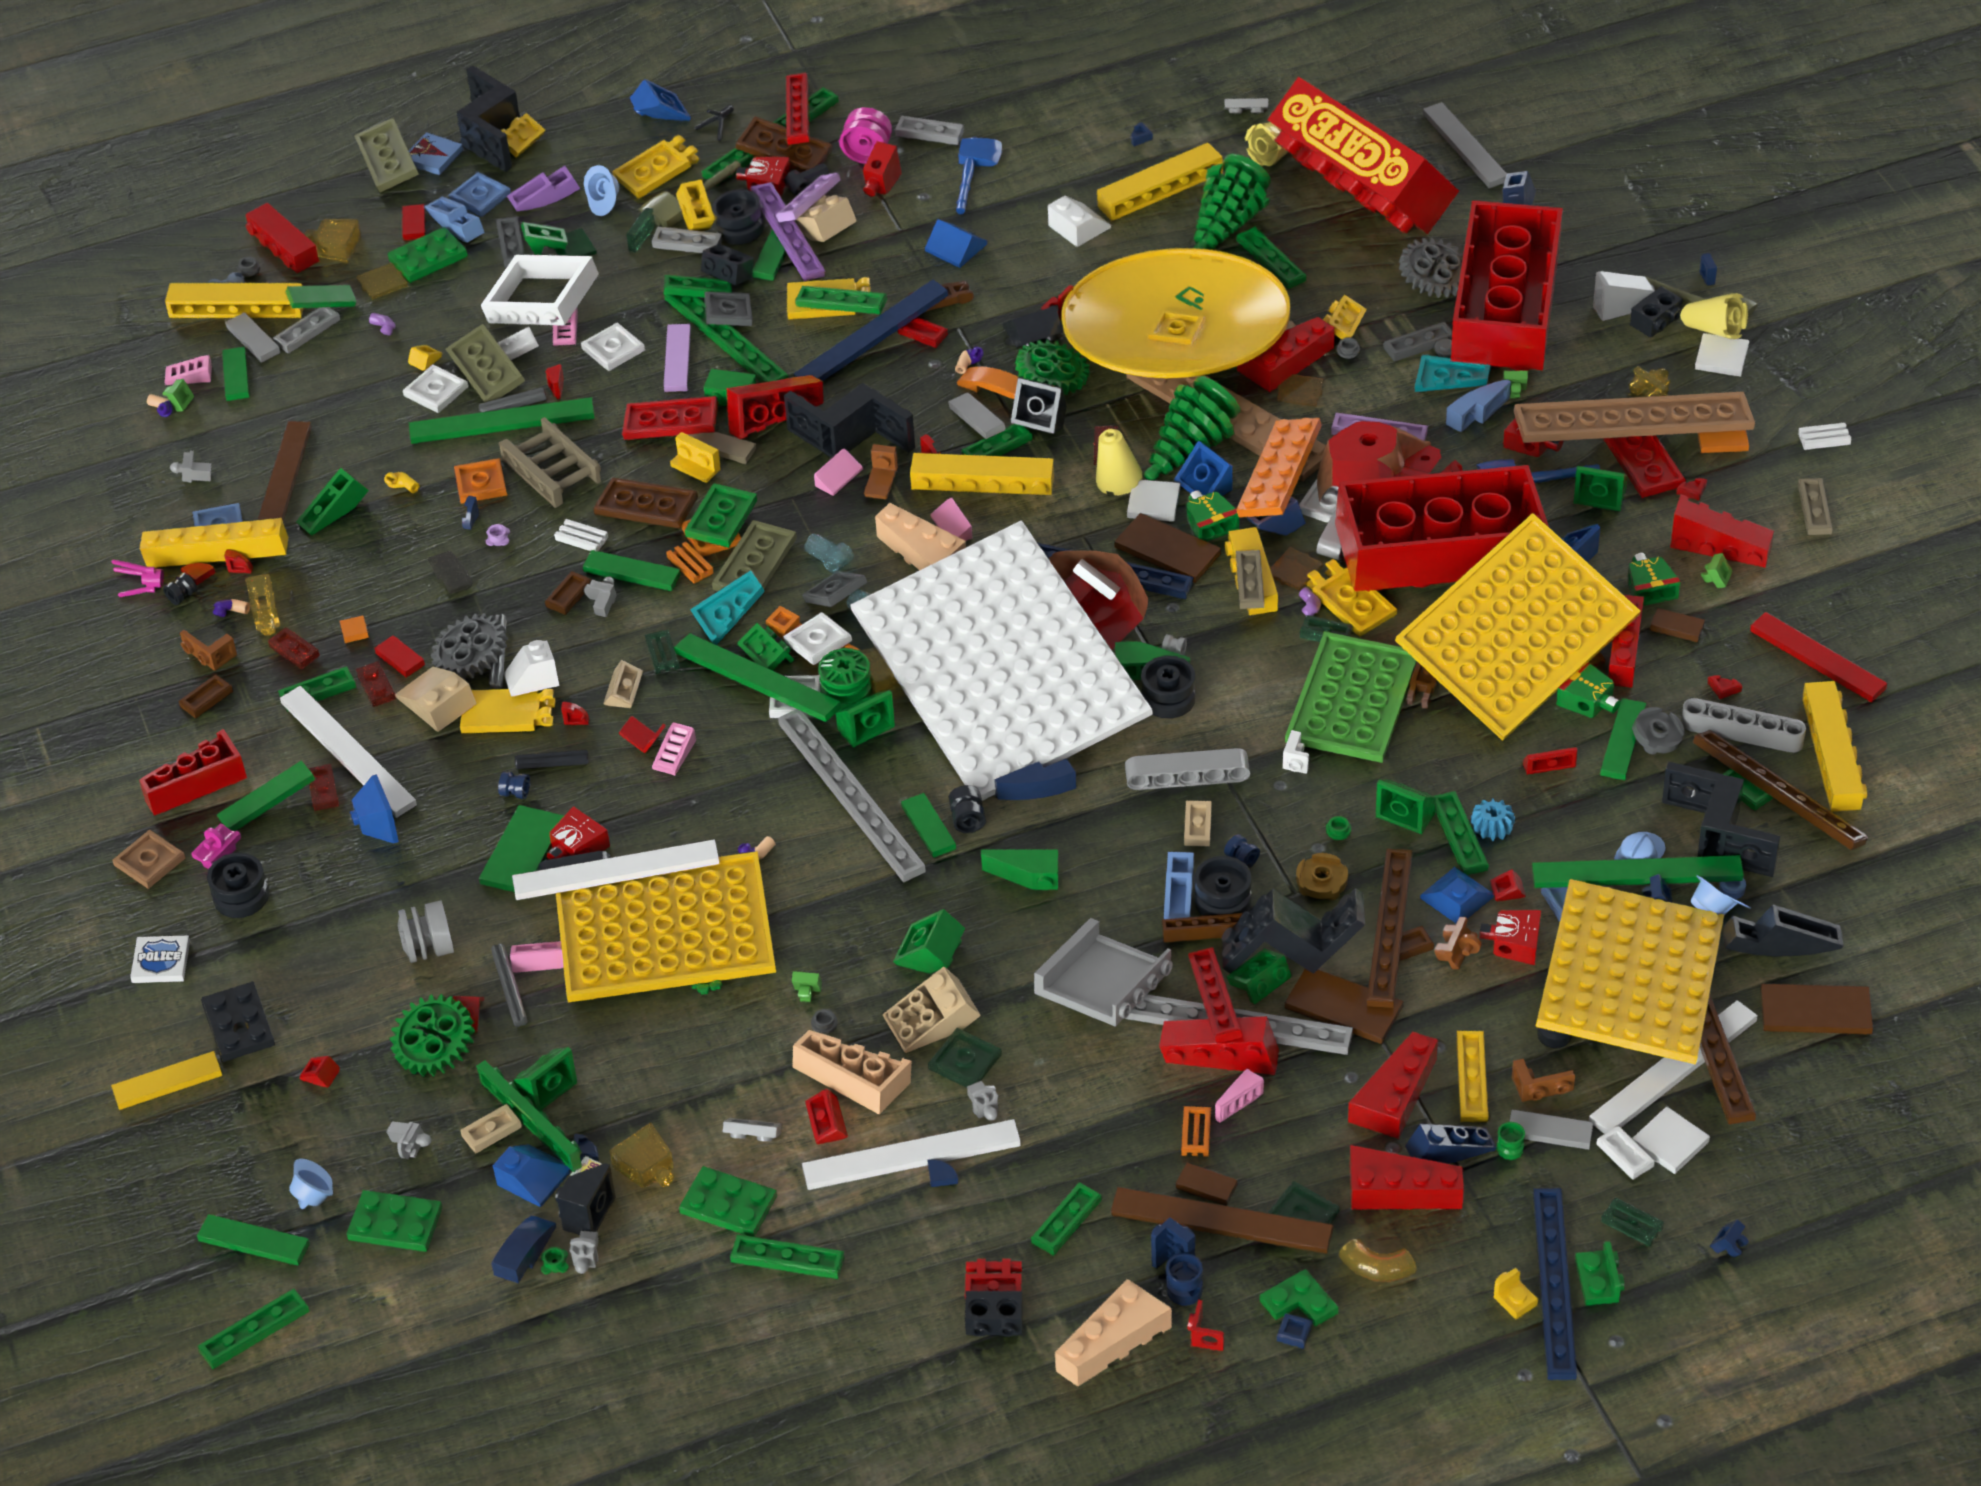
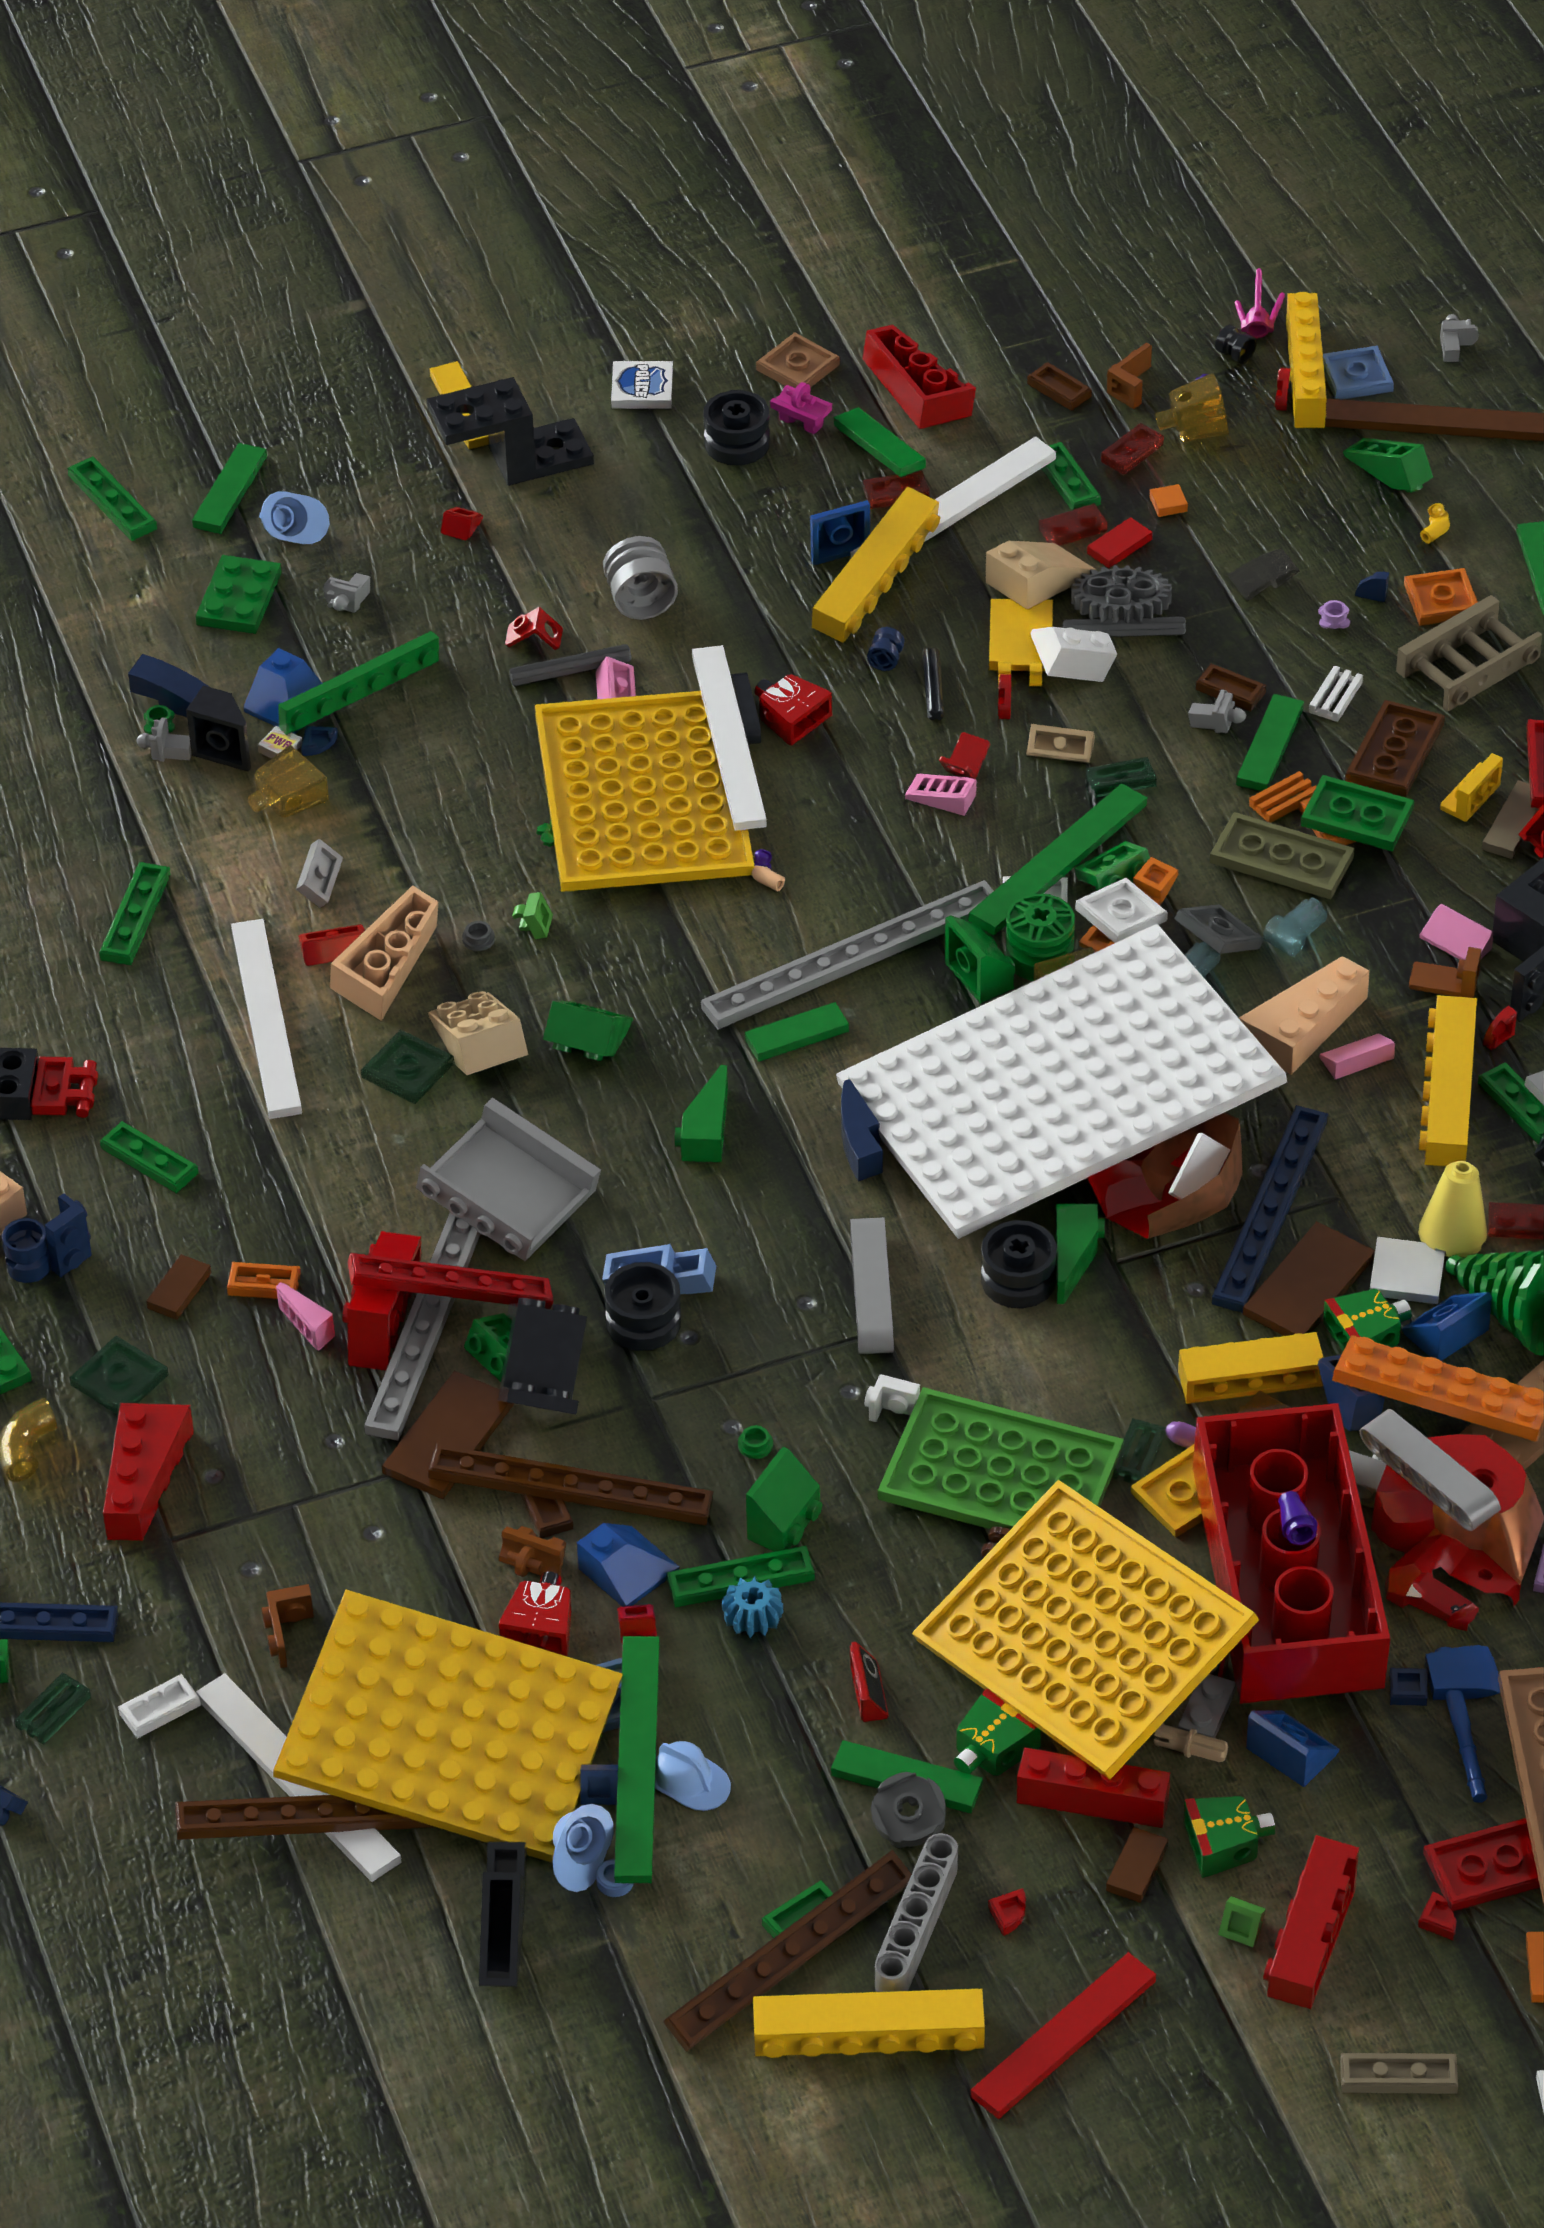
camera: 90 degrees right, 0 degrees up
(198, 571) = (1270, 360): red tile -> none
(424, 788) = (875, 565): none -> yellow brick
(442, 1015) = (490, 599): green gear -> none
(491, 1128) = (346, 651): tan plate -> none
(520, 847) = (775, 658): green tile -> none
(548, 1077) = (411, 693): green slope -> none
(727, 606) = (1186, 825): teal wing -> none
(728, 1201) = (221, 861): green plate -> none
(941, 1173) = (233, 1042): dark blue tile -> none
(967, 809) = (821, 1059): black wheel -> none
(983, 1100) = (334, 1080): light grey piece -> none
(1175, 645) = (1100, 1277): light grey wheel -> none
(1197, 823) = (773, 1294): tan plate -> none
(1197, 927) = (588, 1289): reddish brown piece -> none
(1223, 1220) = (113, 1295): reddish brown tile -> none
(1239, 848) = (714, 1336): dark blue wheel -> none
(1249, 579) = (1211, 1347): dark tan tile -> none
(1322, 888) = (673, 1435): pearl gold plate -> none
(1374, 454) = (1430, 1470): none -> light grey beam
(1394, 1089) = (294, 1472): red wedge -> none
(1445, 498) = (1297, 1521): none -> dark purple cone
(1449, 1143) = (197, 1523): dark blue slope -> none
(1472, 1076) = (313, 1560): yellow tile -> none
(1510, 1140) = (192, 1584): green wheel -> none
(1554, 1129) = (213, 1634): light grey tile -> none
(1600, 488) = (1425, 1782): green slope -> none
(1671, 1140) = (176, 1760): white tile -> none
(1720, 800) = (716, 1855): black bracket -> none
(1816, 1008) = (379, 1949): reddish brown tile -> none

